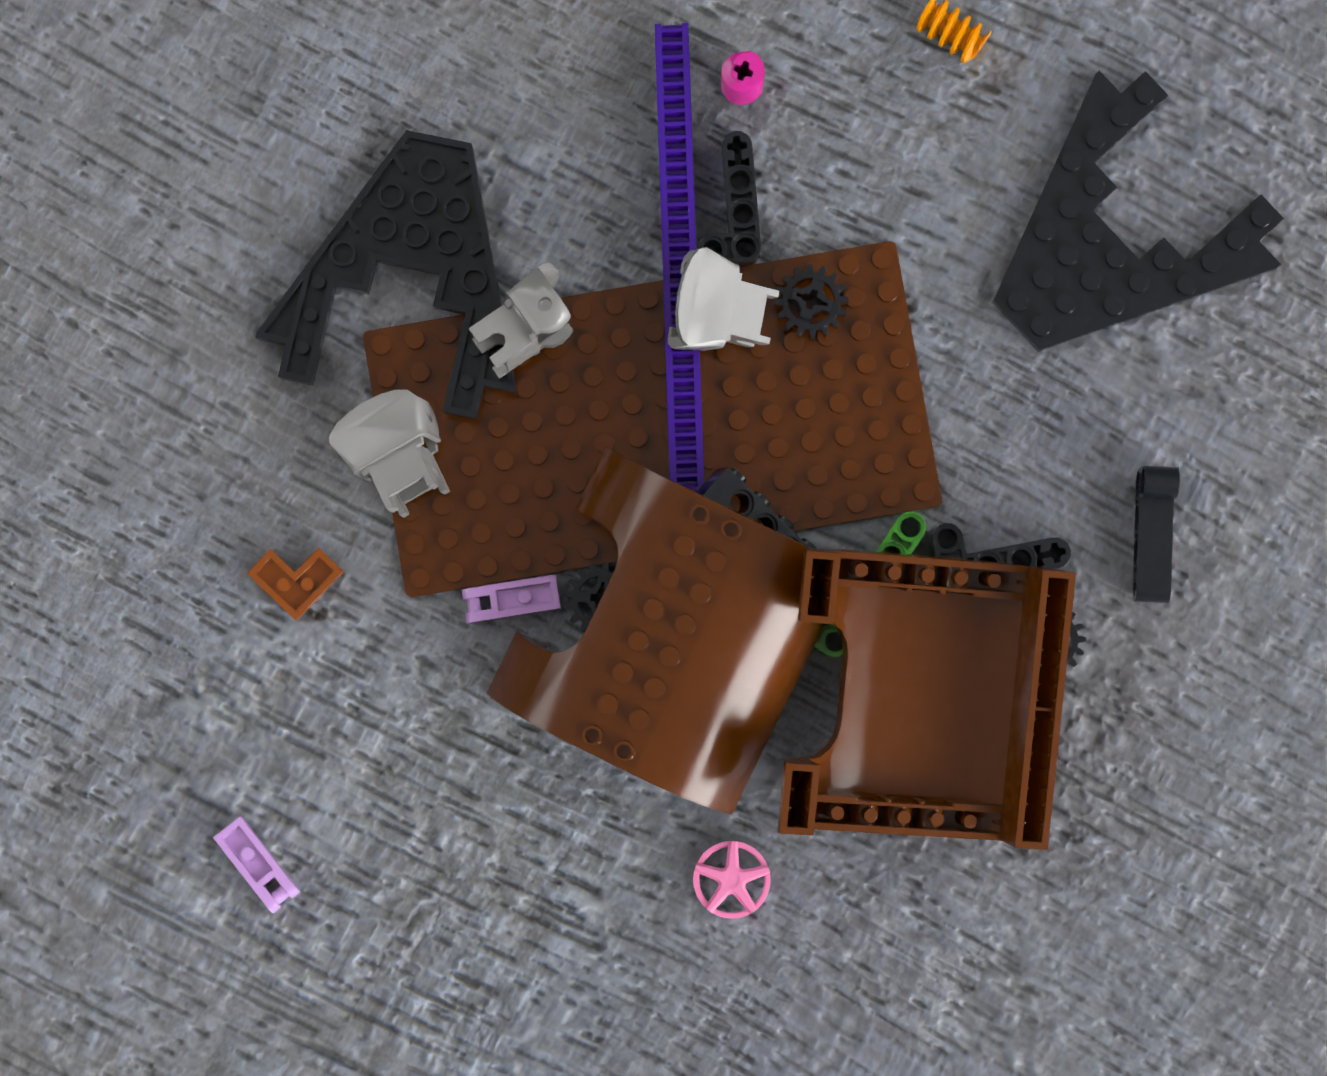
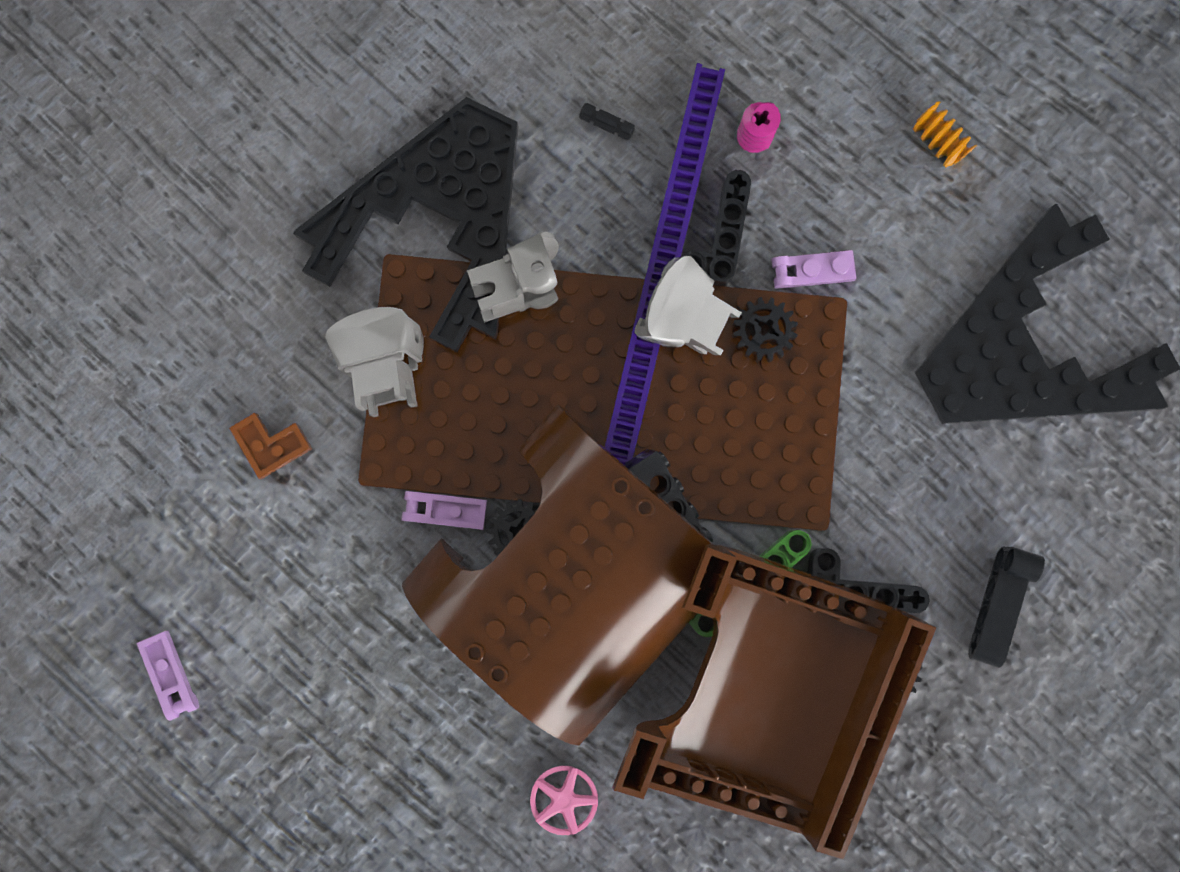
camera: 15 degrees right, 0 degrees up
(571, 114) = (607, 121): none -> black axle
(849, 217) = (814, 269): none -> lavender plate

